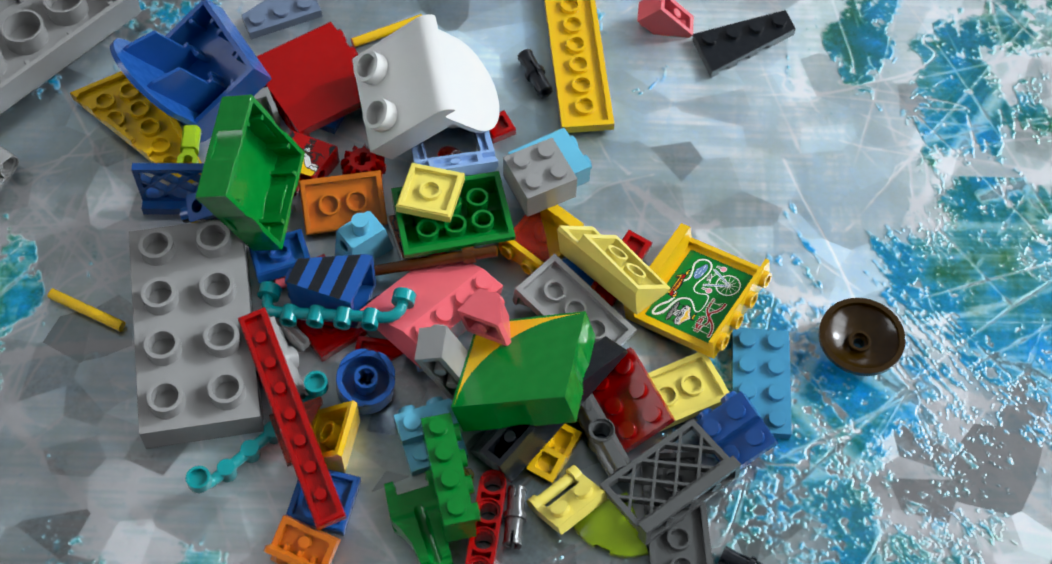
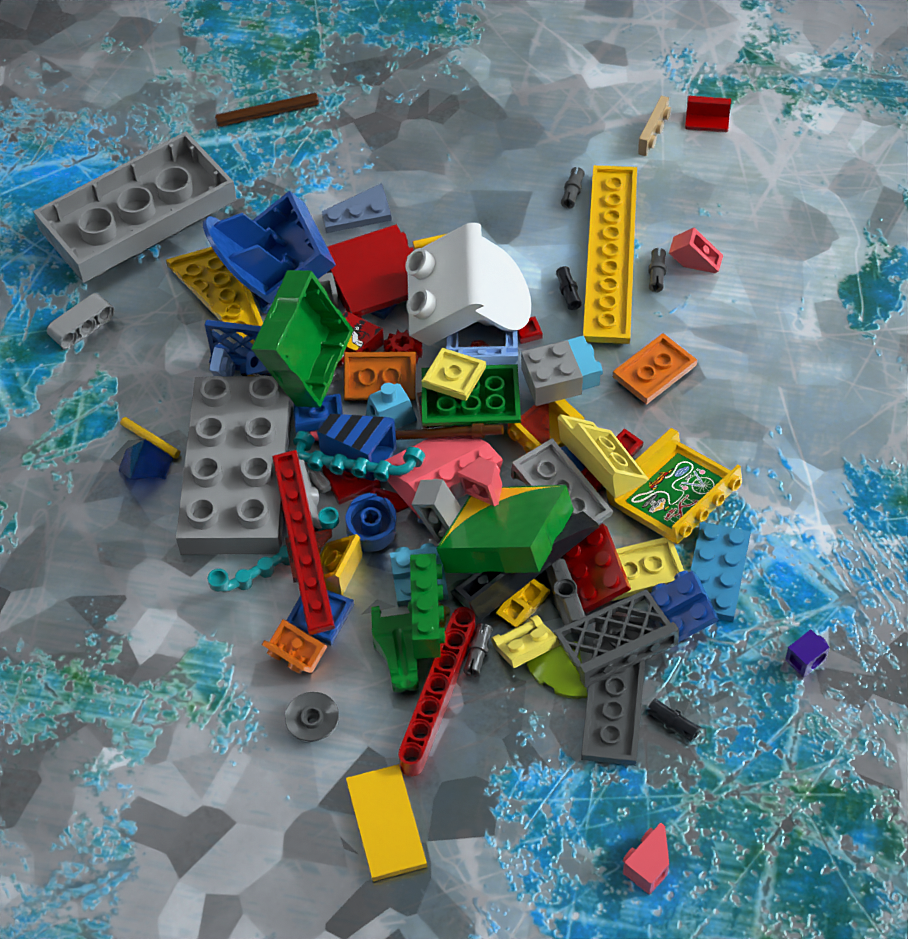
camera: 15 degrees right, 5 degrees down
(85, 341) = (145, 461): none -> clear blue slope
(158, 212) = (221, 364): none -> light blue plate
(189, 144) = (258, 311): lime bar -> none
(627, 41) = (657, 269): none -> dark grey pin
(647, 155) = (654, 368): none -> orange plate
(733, 42) = (753, 281): black wing -> none
(866, 324) = (815, 532): dark brown dish -> none
(880, 466) = (807, 653): none -> dark purple brick

